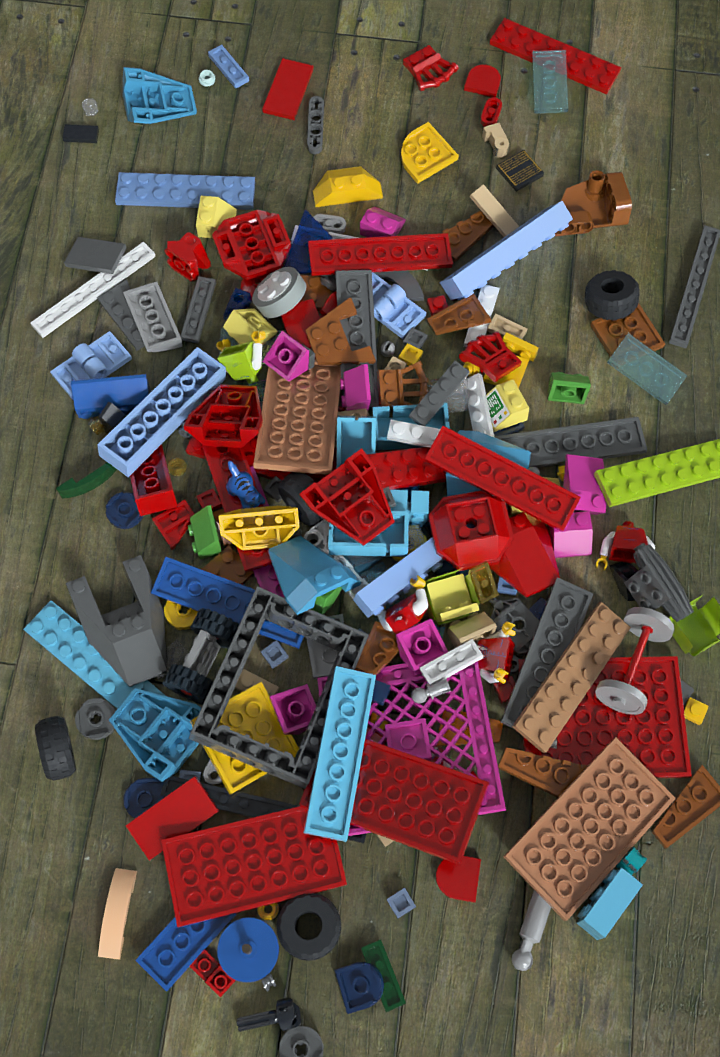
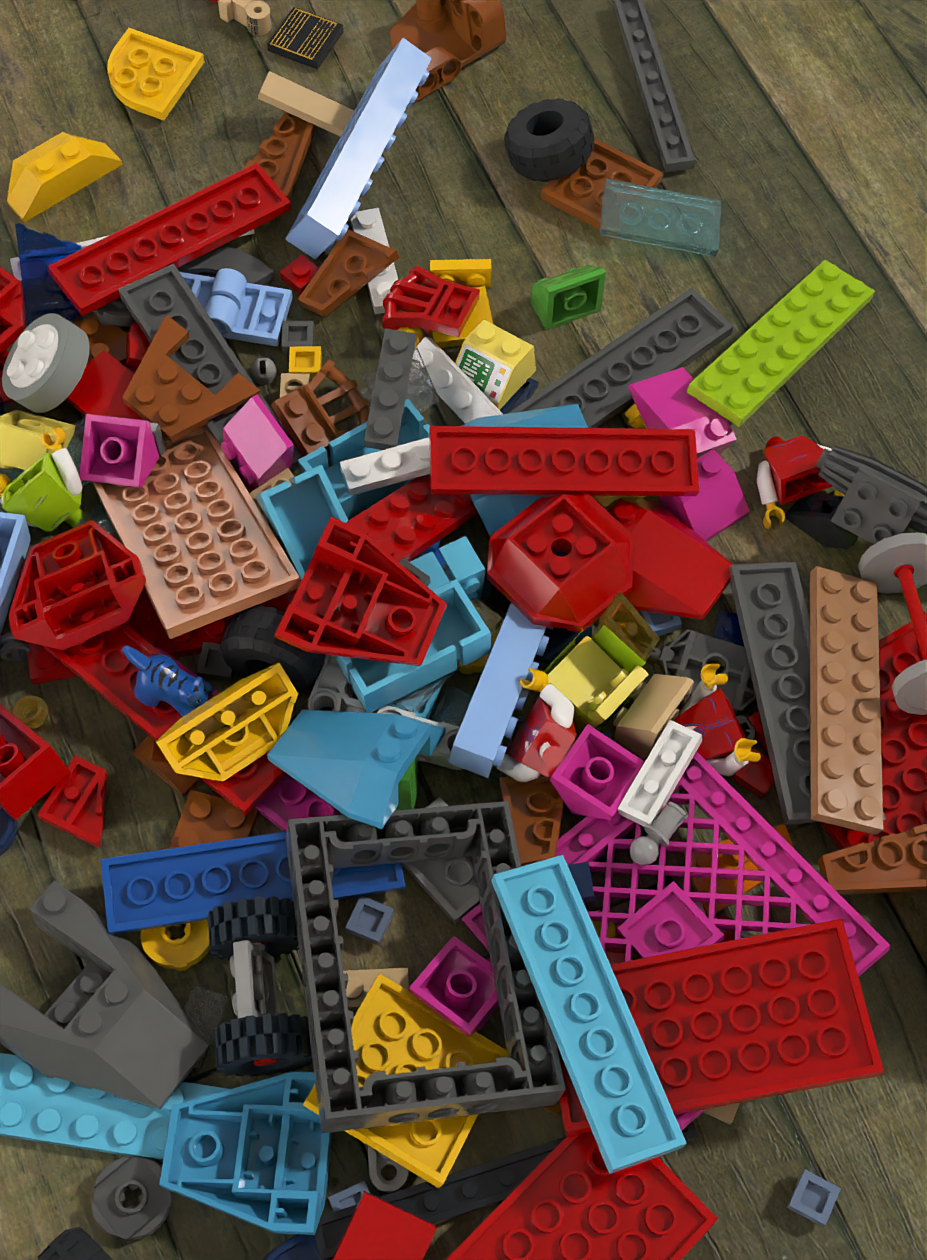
camera: 30 degrees left, 5 degrees down
(204, 533) = (142, 789): bright green slope -> none
(209, 498) = (116, 737): red plate -> none
(330, 222) = (72, 229): light grey plate -> none
(380, 223) = (141, 198): dark pink slope -> none
(460, 880) = (874, 1107): red tile -> none
(504, 325) = (421, 254): tan plate -> none

